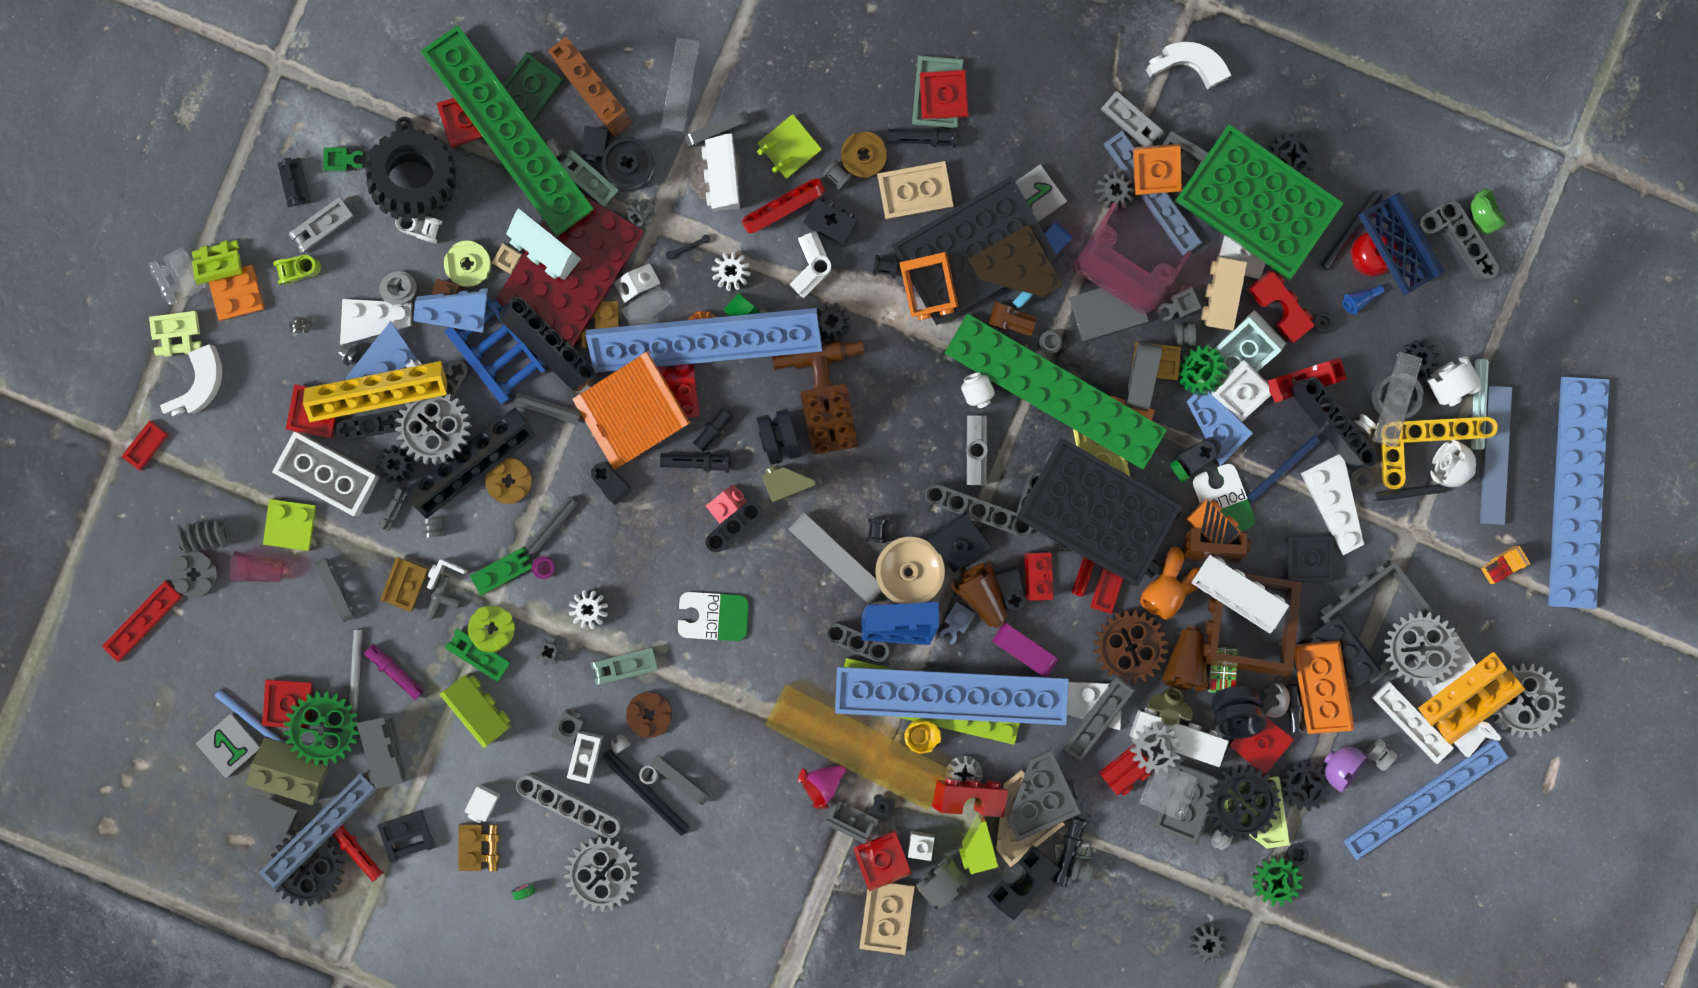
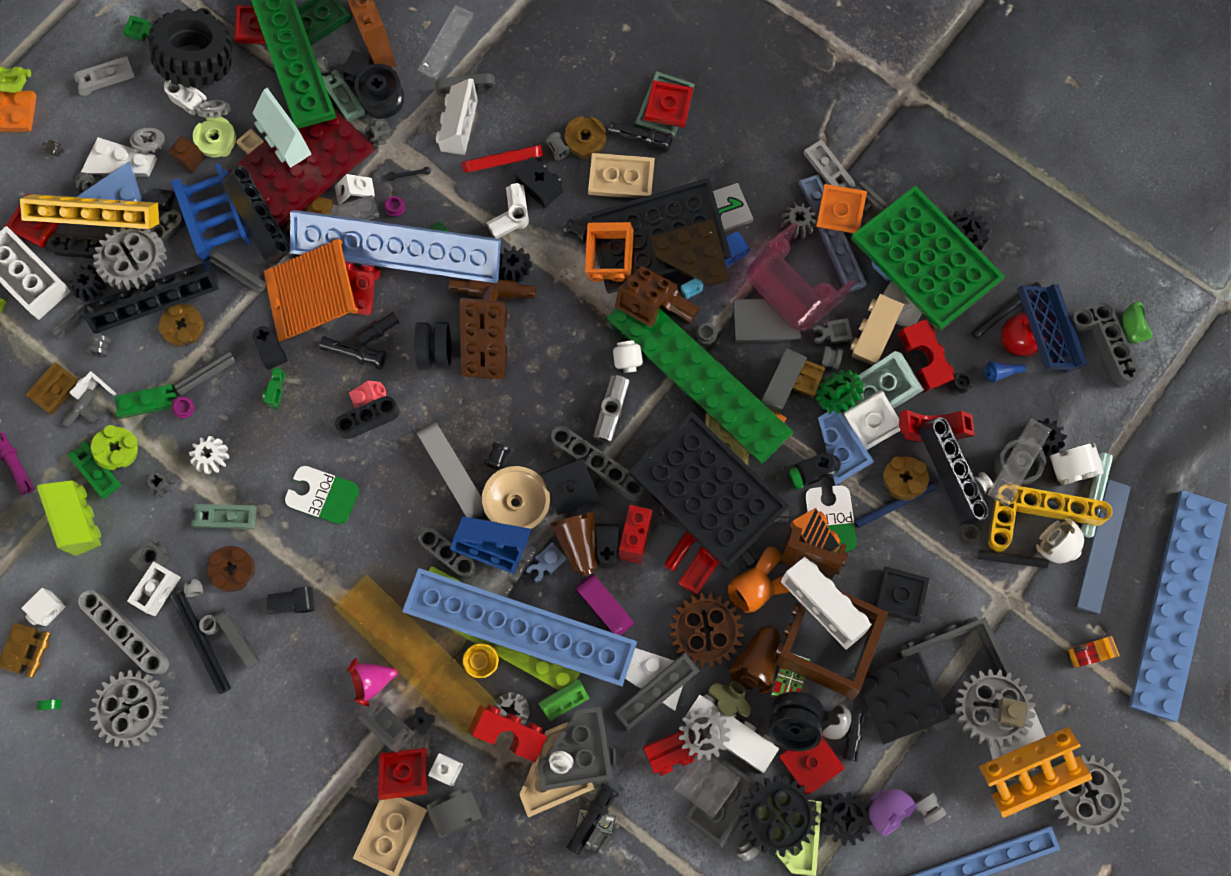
camera: 20 degrees right, 15 degrees down
(292, 269) = (69, 103): lime piece -> none
(293, 182) = (95, 36): black hinge -> none
(435, 349) = (162, 197): none -> black slope
(450, 236) = (213, 108): none -> light grey gear
(456, 311) = (185, 163): medium blue wing -> none
(629, 529) = (273, 392): none -> green plate
(685, 290) = (394, 206): none -> magenta plate
(725, 728) = (297, 601): none -> black piece
(731, 263) = (431, 201): white gear -> none
(784, 482) = (425, 385): olive slope -> none
(788, 147) = (522, 114): lime plate -> none
(977, 847) = (500, 782): lime slope -> none
(980, 323) = (643, 295): none -> reddish brown bracket
(1012, 751) = (564, 700): none -> bright green plate
(1014, 897) = (524, 849): black arch -> none
(1029, 812) = (560, 762): none -> white plate
(1197, 56) = (895, 128): white arch -> none
(1279, 430) = (910, 466): none -> pearl gold plate
(1323, 687) = (887, 721): orange tile -> none
(1334, 498) = (938, 548): white wing -> none
(1412, 722) = (969, 785): white plate -> none
(1439, 652) = (1012, 712): none -> dark tan plate
(1470, 741) = (1029, 817): white bracket -> none

